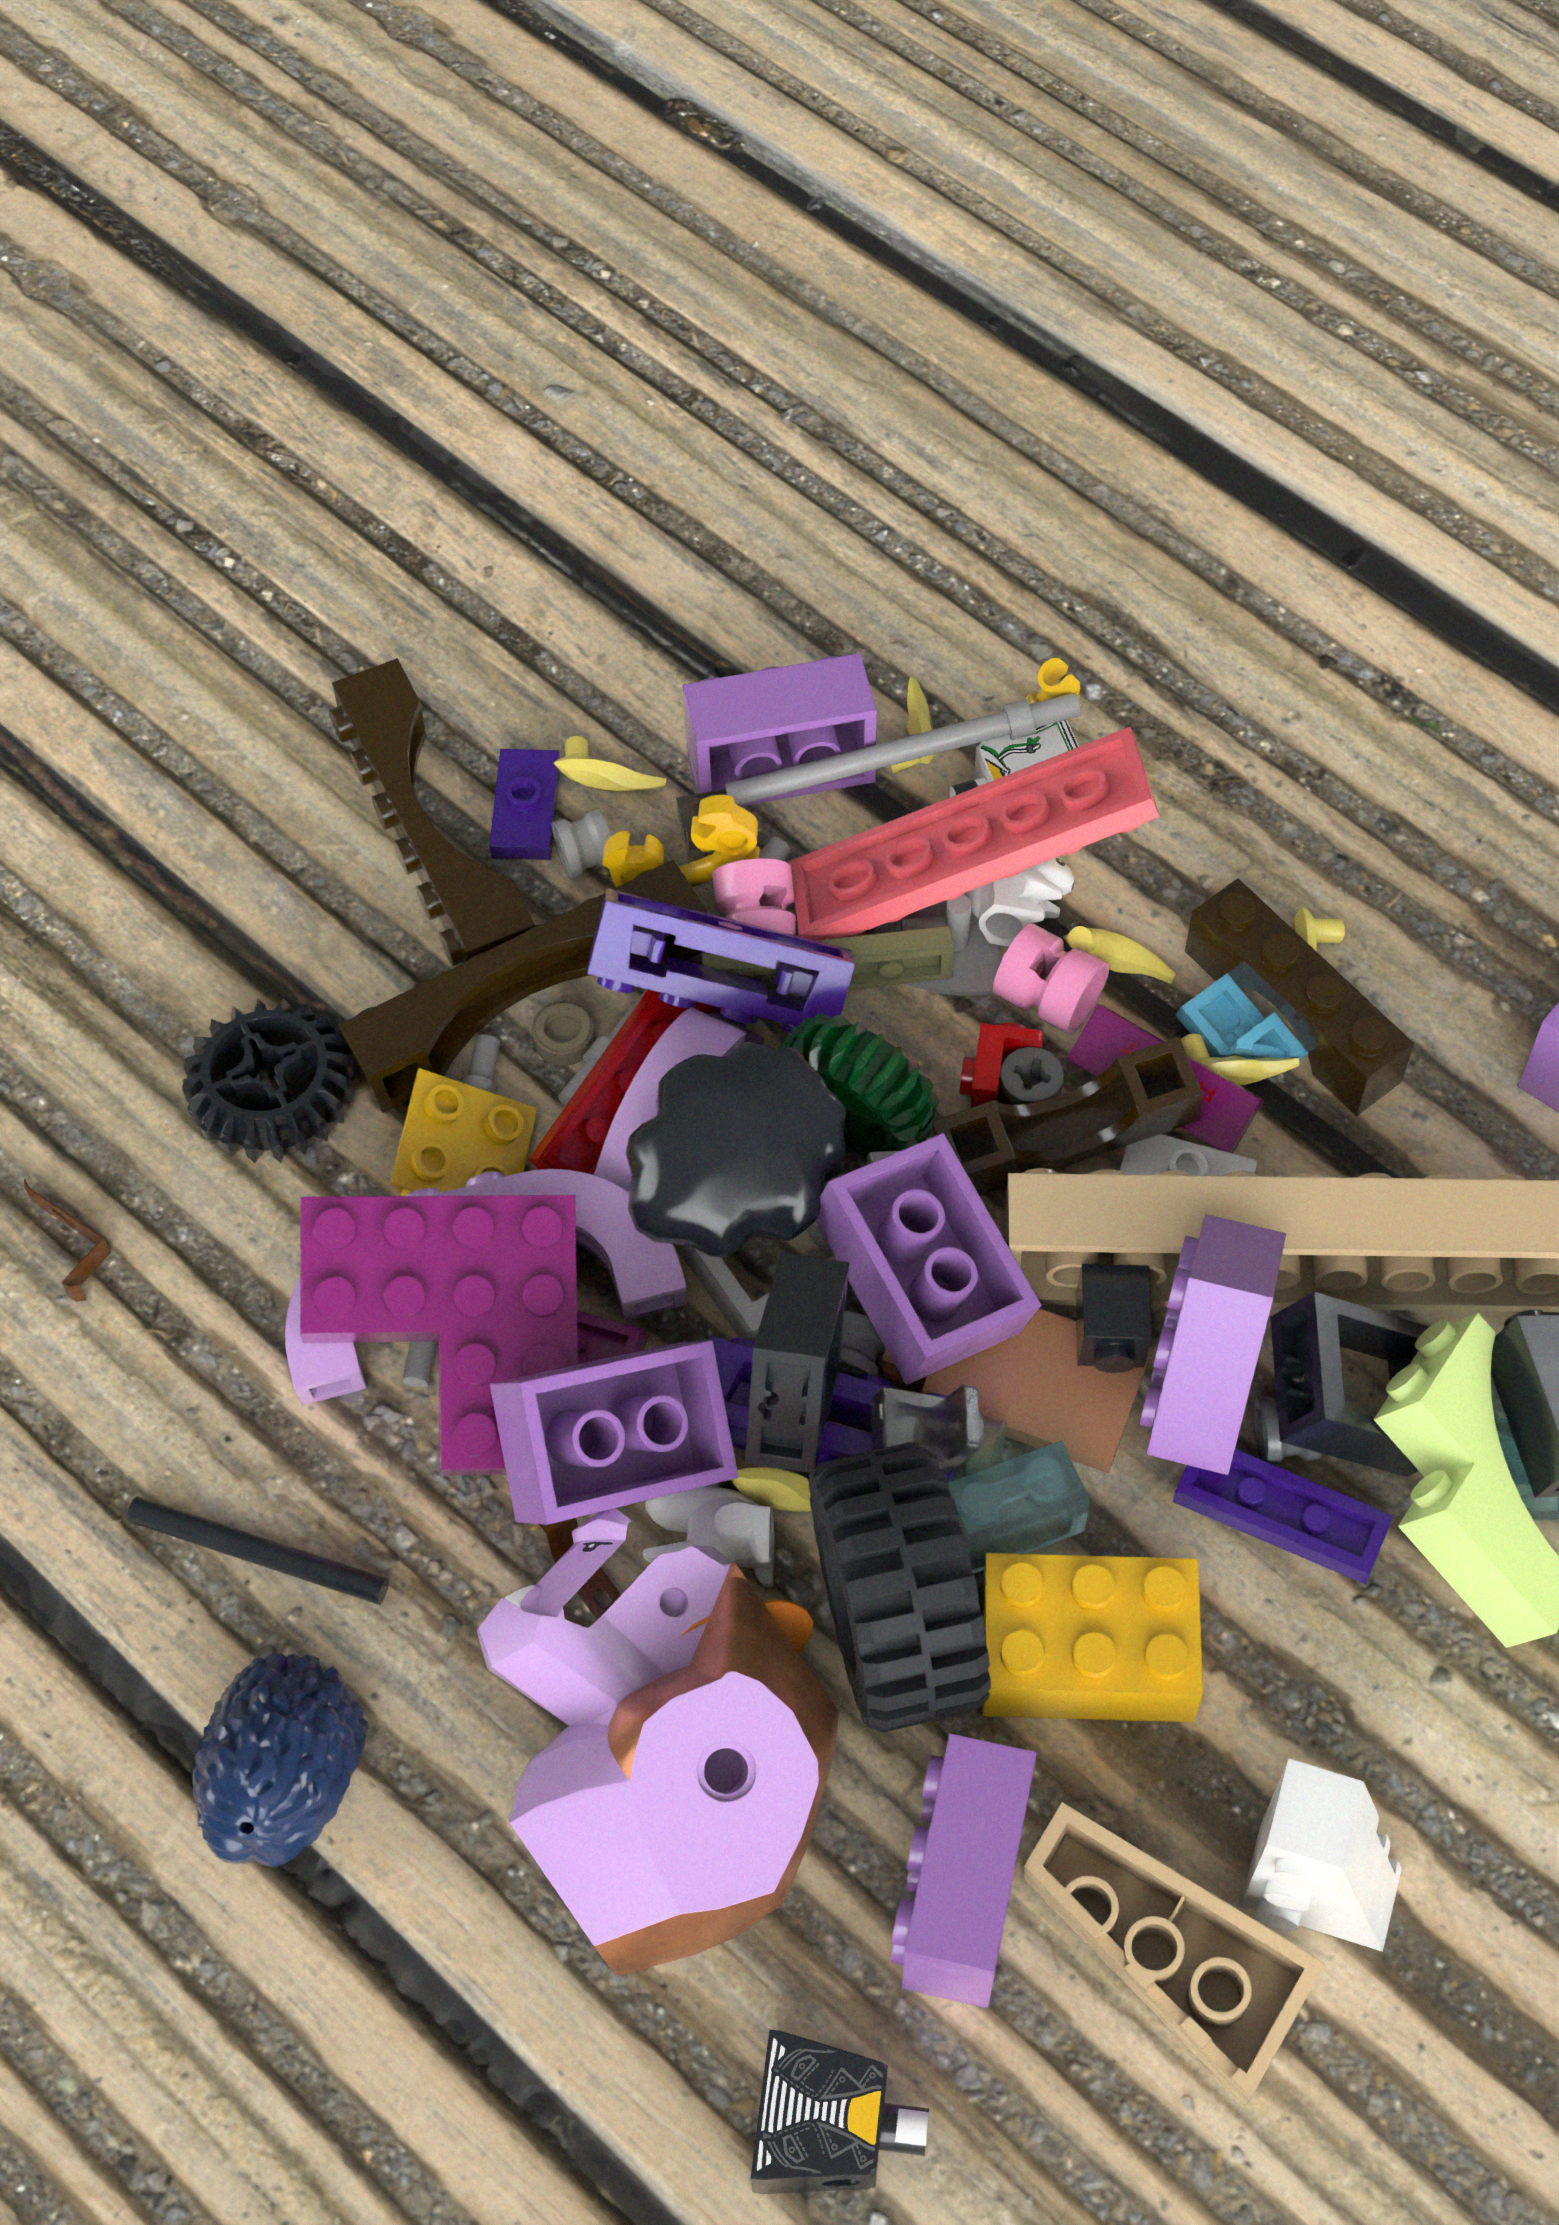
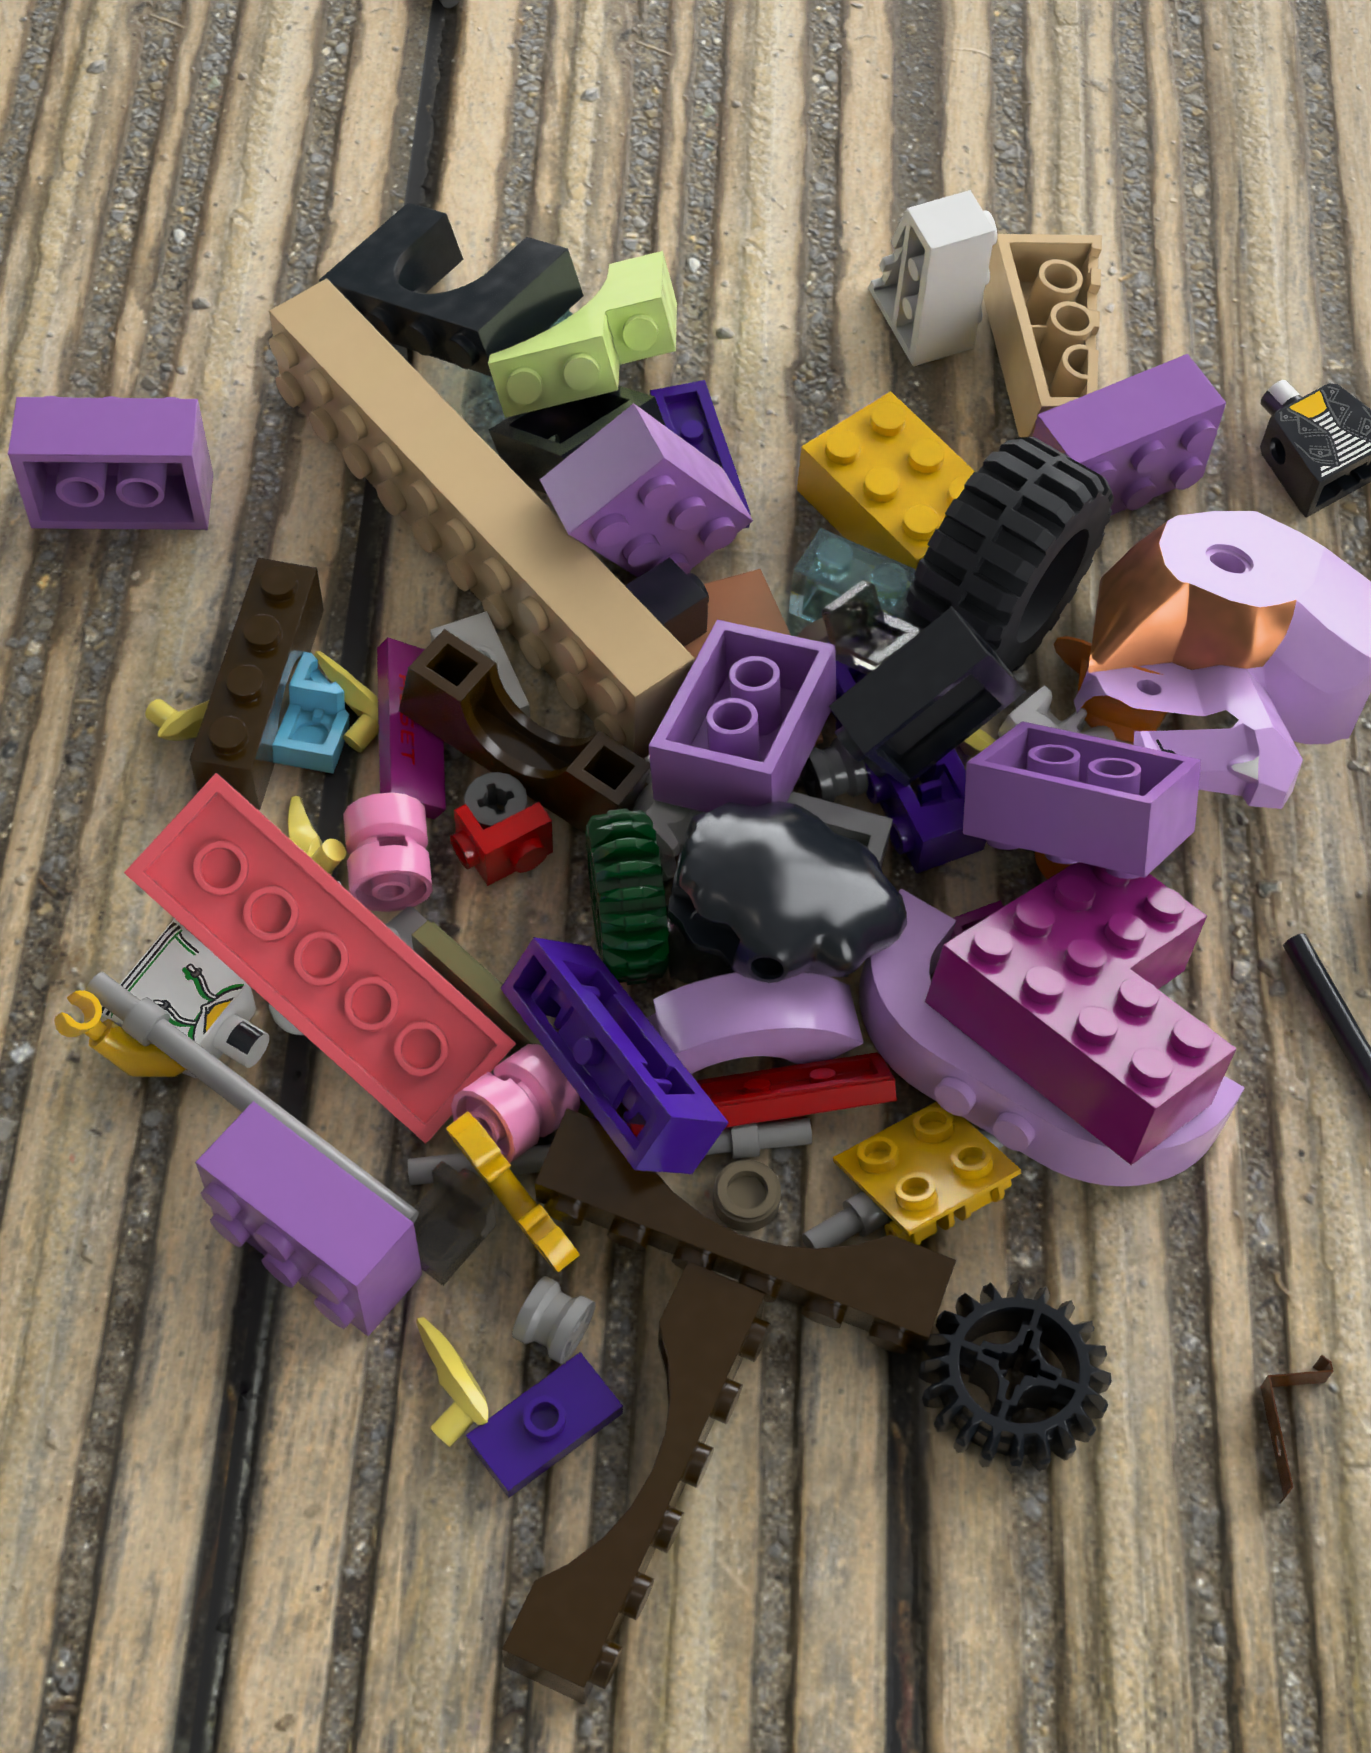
camera: 135 degrees left, 0 degrees up
(918, 721) = (184, 1149): light yellow bar -> none

